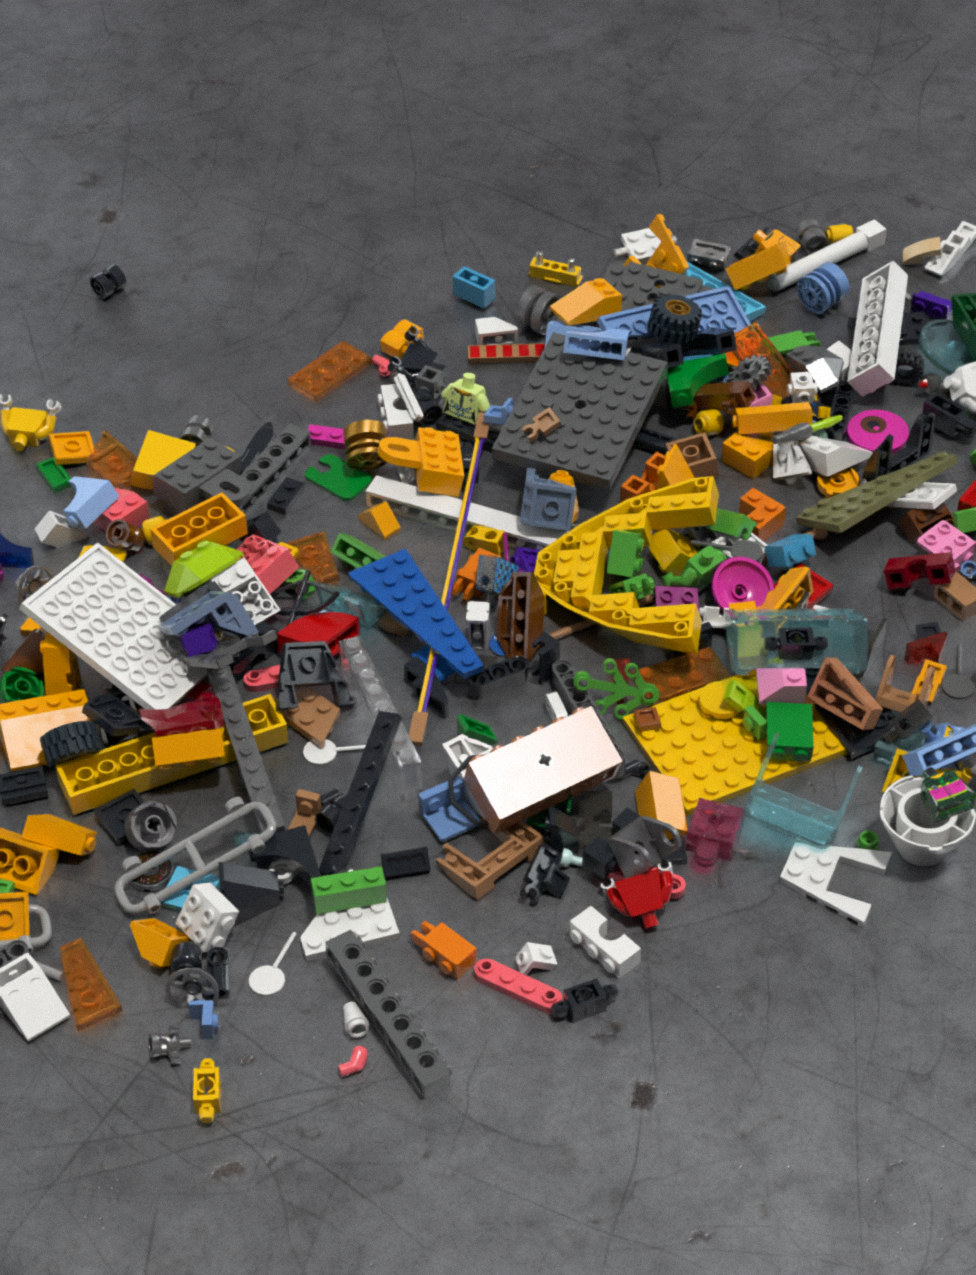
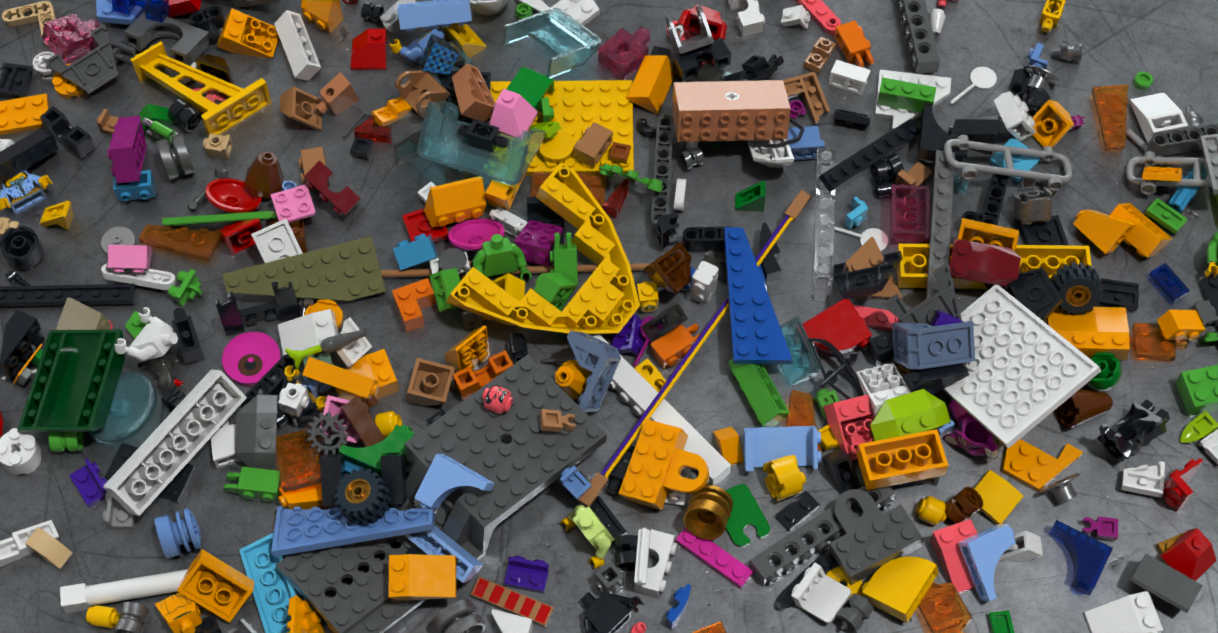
camera: 155 degrees left, 15 degrees up
(58, 1050) = (1143, 80): none -> bright green tile
(130, 956) = (1078, 121): none -> magenta plate
(199, 801) = (991, 203): none -> black beam
(235, 436) = (820, 594): none -> white bracket
(289, 769) = (909, 214): none -> clear pink brick
(310, 500) = (783, 477): none -> yellow brick
(349, 758) = (858, 214): none -> medium azure bracket
(355, 511) = (770, 443): none -> light blue panel
(358, 391) = (681, 601): none -> blue slope
(432, 904) = (849, 77): none -> white hinge
(477, 850) = (798, 105): none -> magenta plate
(482, 925) = (820, 55): none -> medium nougat slope
(506, 372) = (527, 574): none -> dark purple bracket
(606, 417) = (497, 399): none -> coral head
(679, 709) = (593, 144): none -> medium nougat brick

